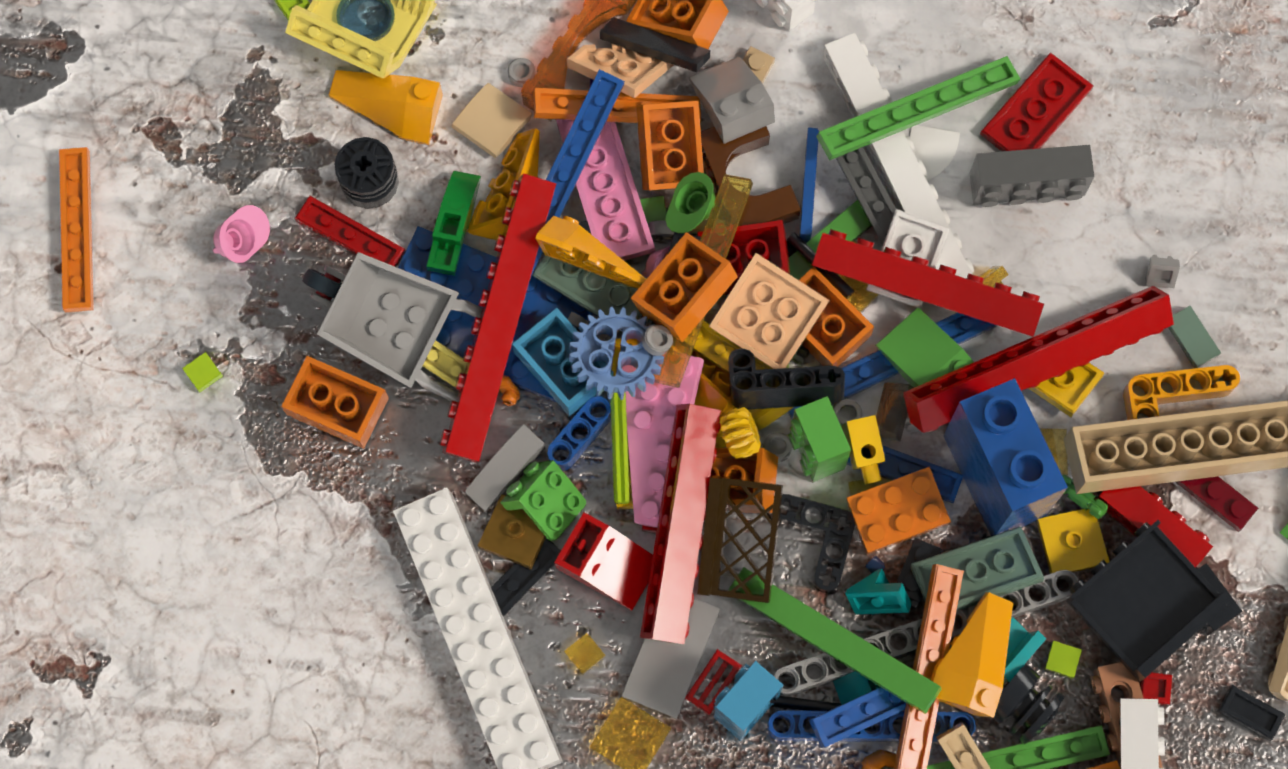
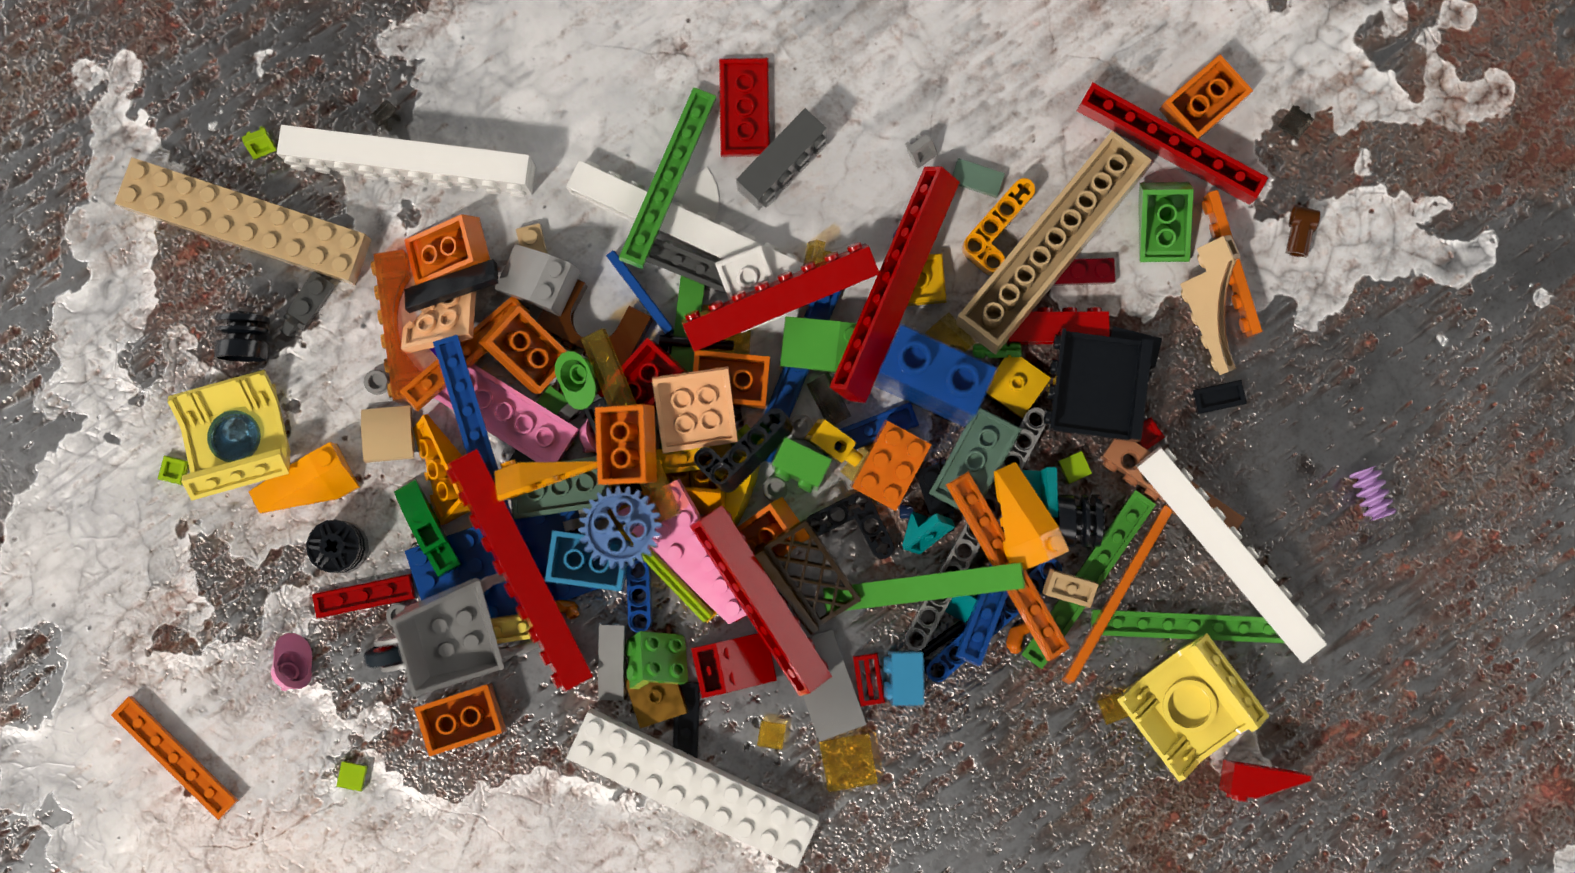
camera: 40 degrees left, 10 degrees up
(657, 340) = (640, 496): light grey tile -> none
(740, 432) = (747, 507): yellow gear -> none

